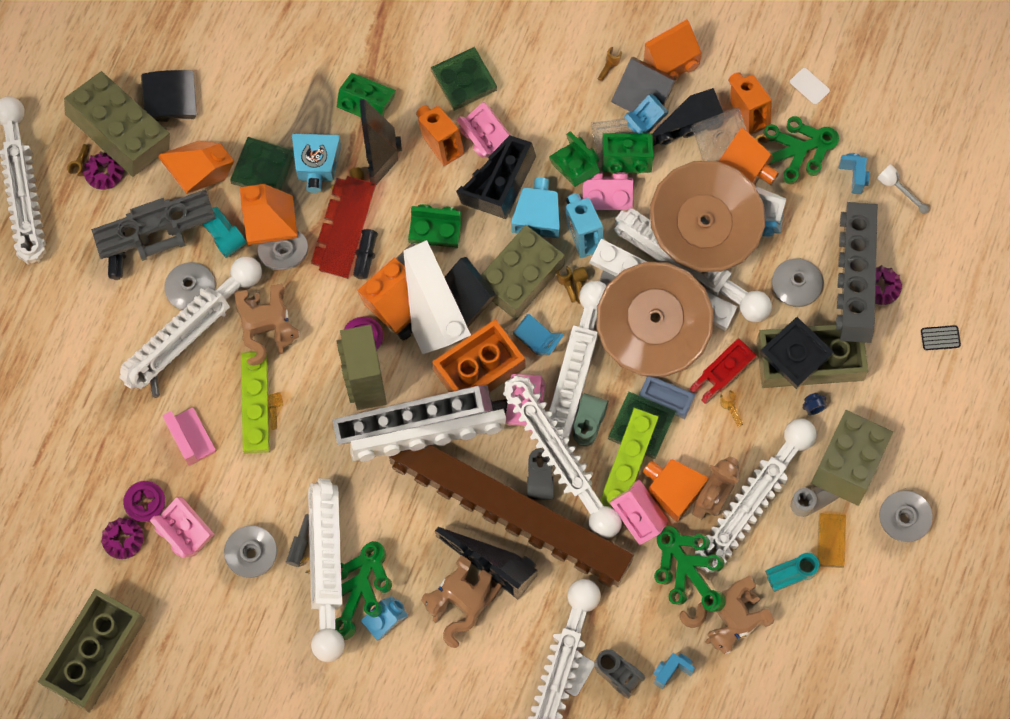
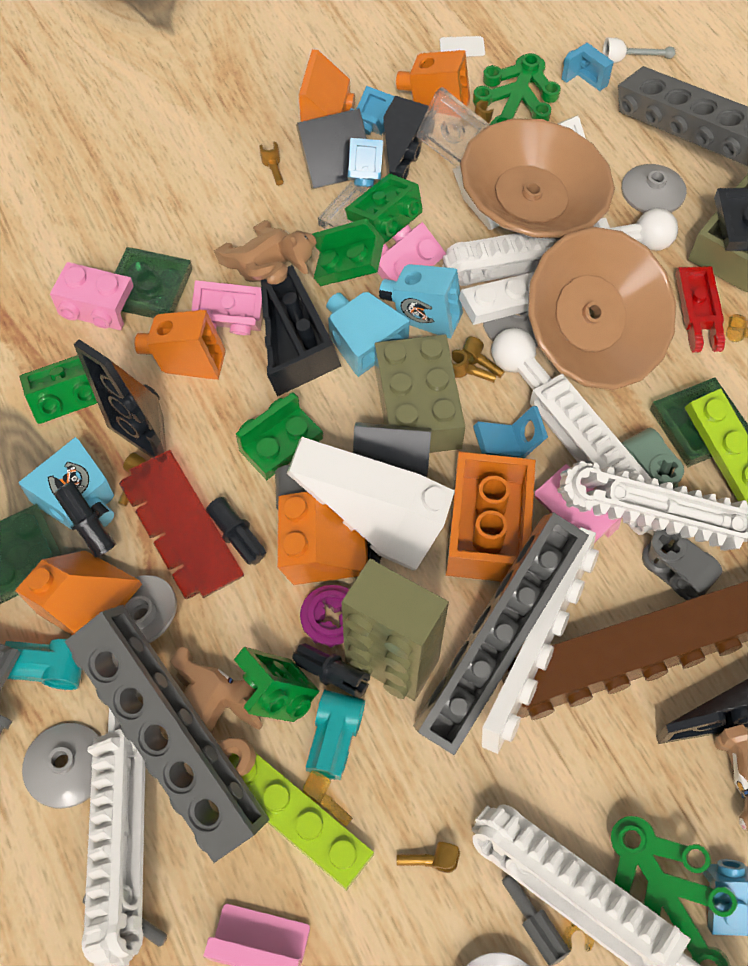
camera: 50 degrees left, 10 degrees down
(235, 313) = (188, 737): none -> dark grey brick
(293, 482) = (444, 860): none -> pearl gold hand
(301, 182) = (84, 519): none -> black axle
(302, 340) = (279, 683): none -> green bracket
(312, 383) = (336, 723): none -> teal piece
(333, 359) = (331, 669): none -> black axle
(427, 59) = (91, 295): none -> bright pink bracket
(532, 121) = (267, 253): none -> medium nougat animal
(667, 395) = (682, 375): sand blue tile -> none
(695, 82) = (373, 107): none -> dark azure bracket
(749, 158) = (495, 106): orange torso -> none

